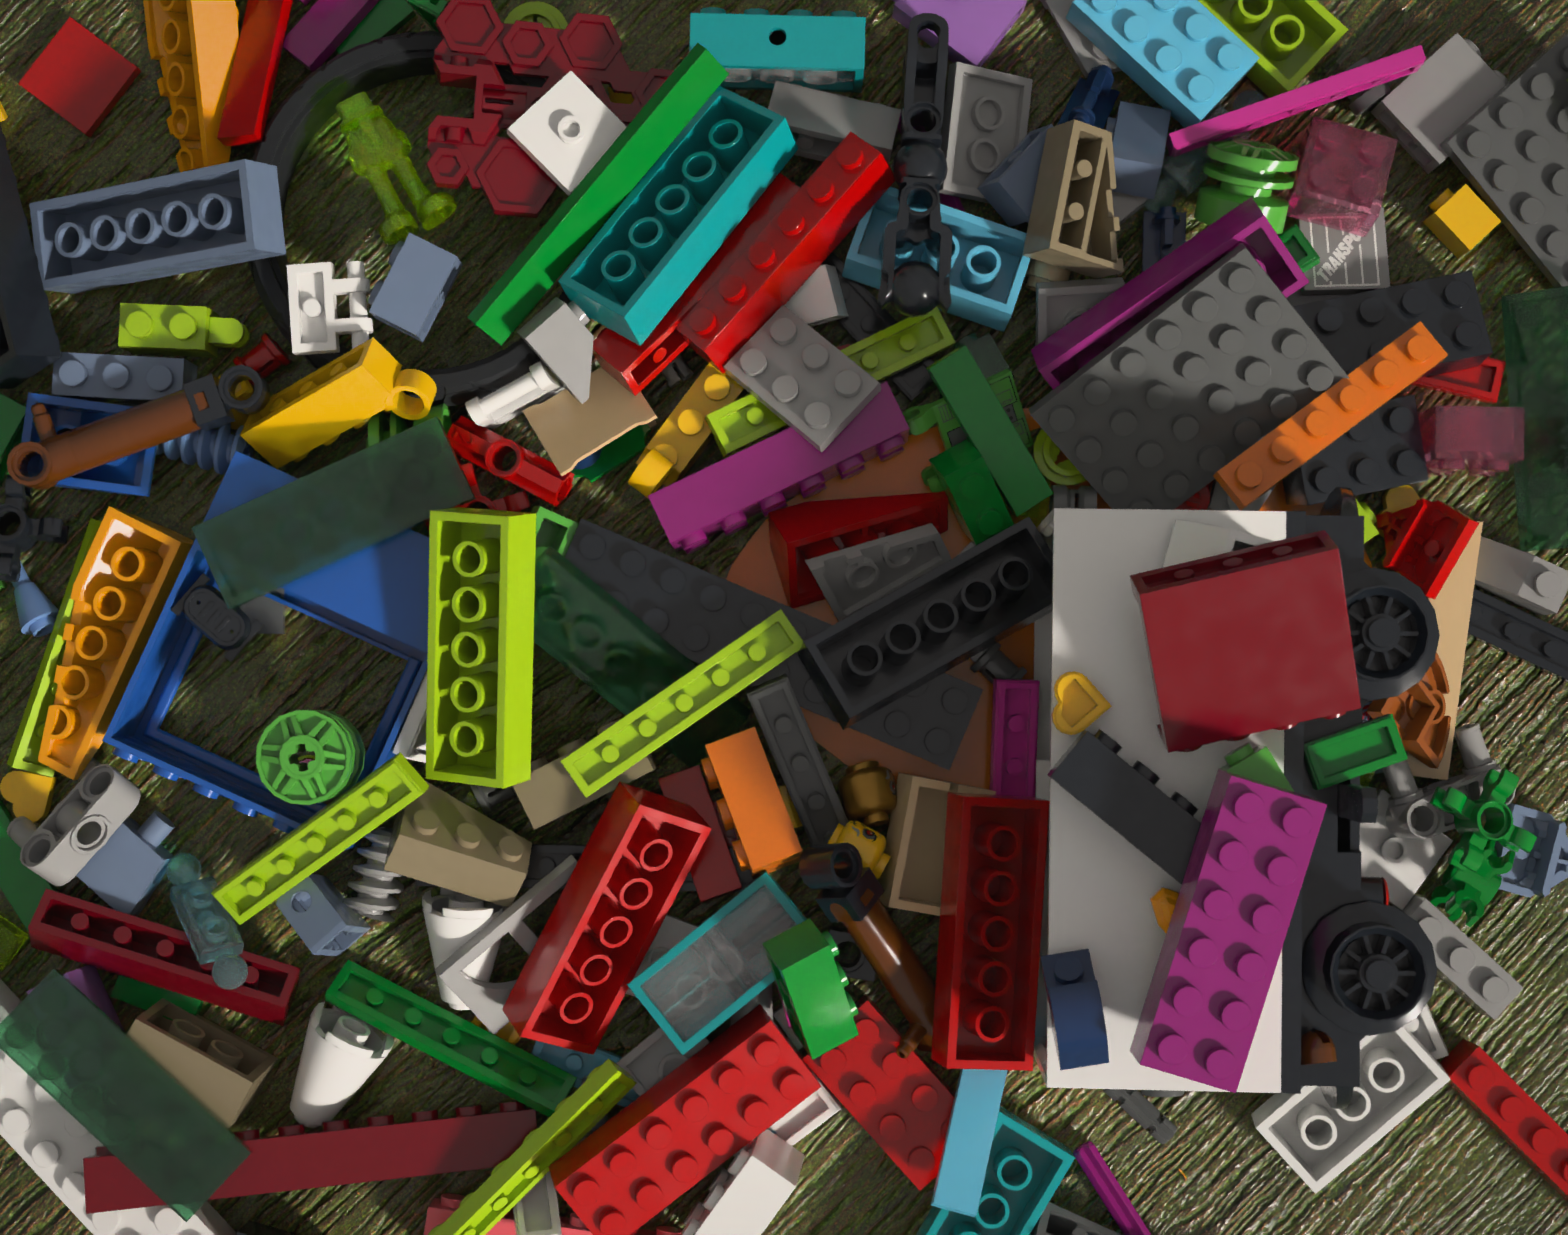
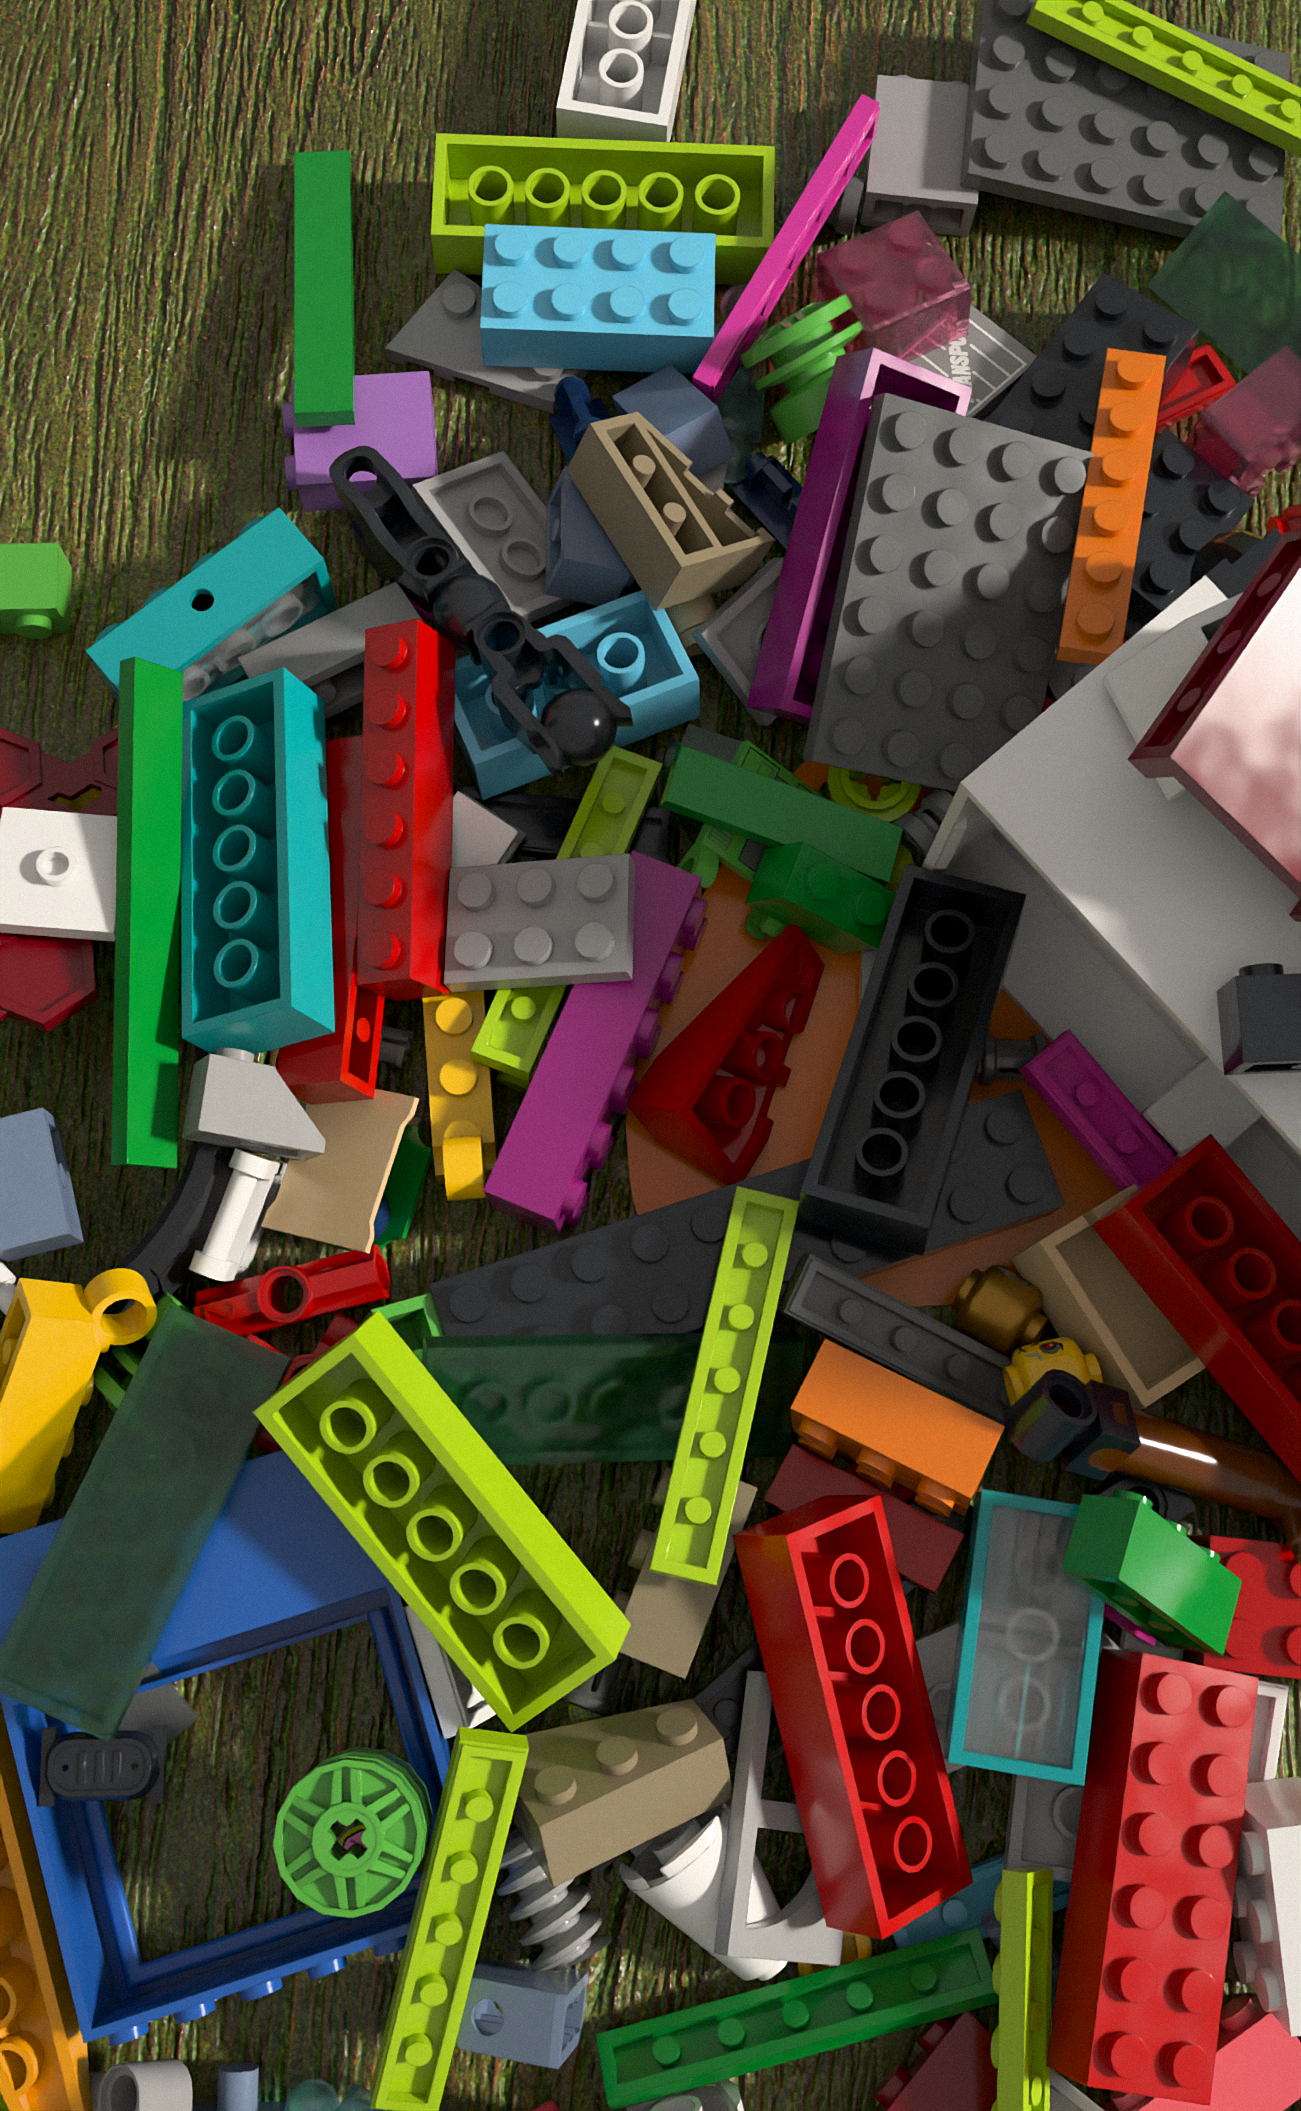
camera: 50 degrees left, 10 degrees down
(876, 568) = (793, 1066): light grey wing -> none
(1077, 703) = (1185, 965): yellow tile -> none
(1460, 219) = (1043, 245): yellow brick -> none

